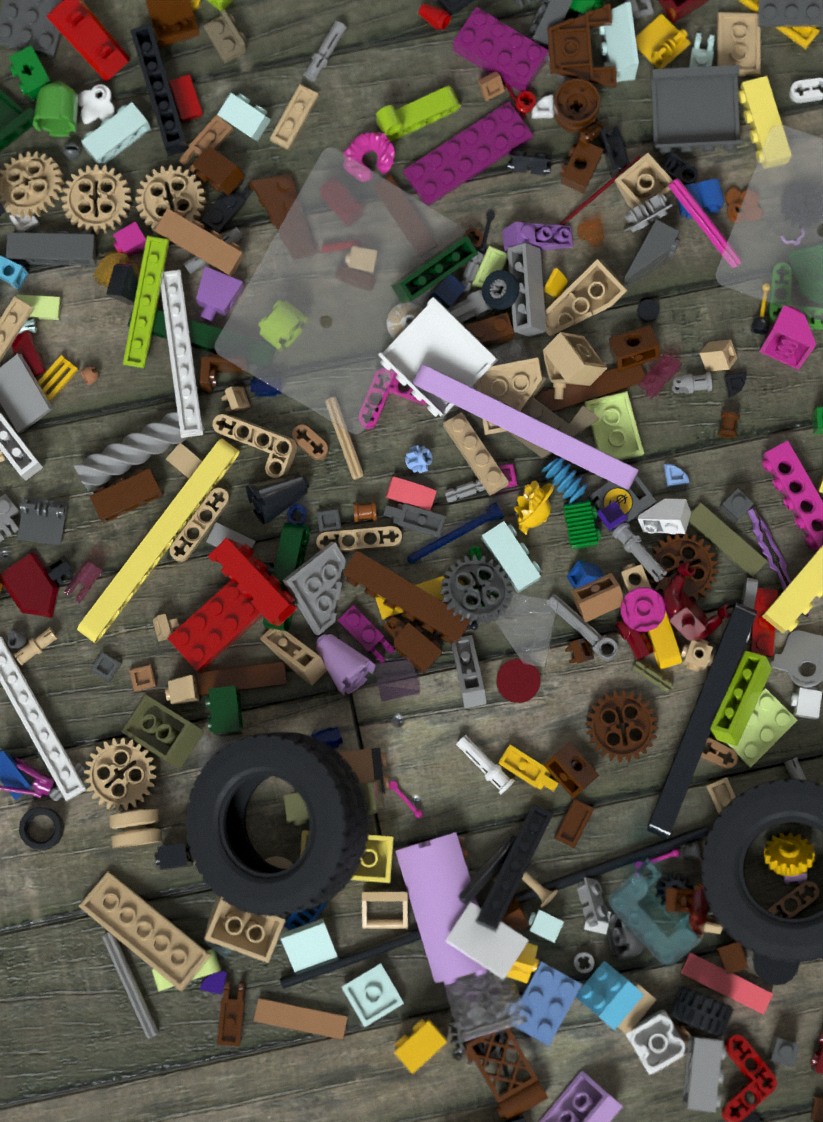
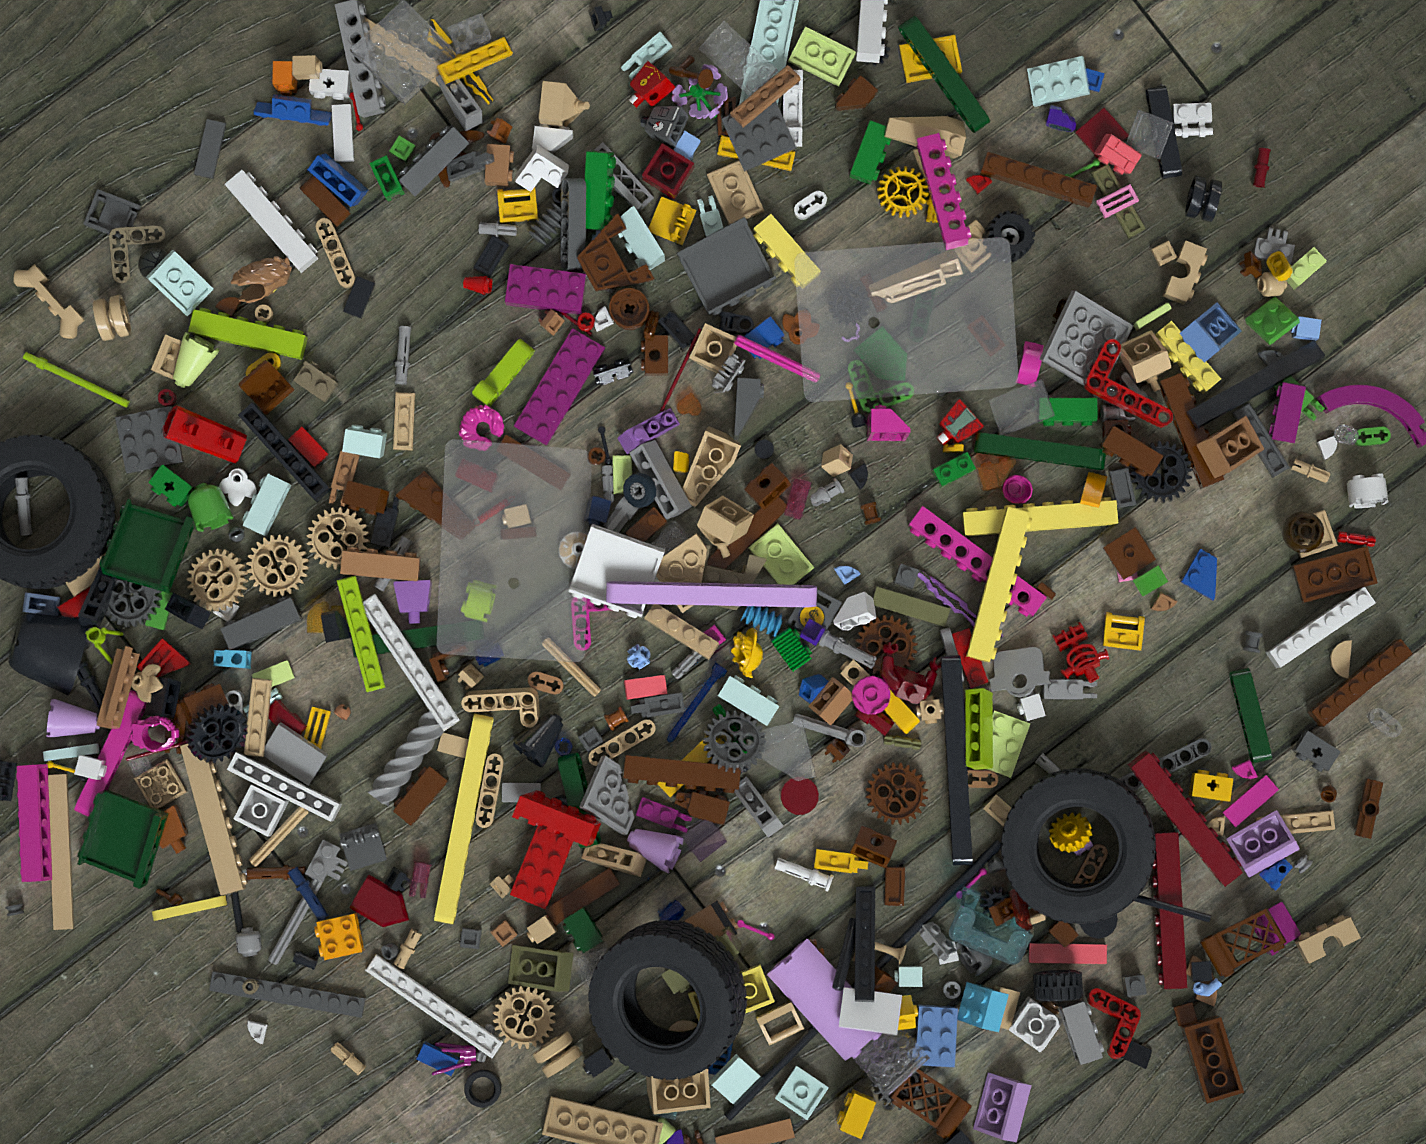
camera: 30 degrees left, 5 degrees up
(129, 240) = (321, 587): dark pink brick -> none
(434, 269) = (579, 499): dark green brick -> none

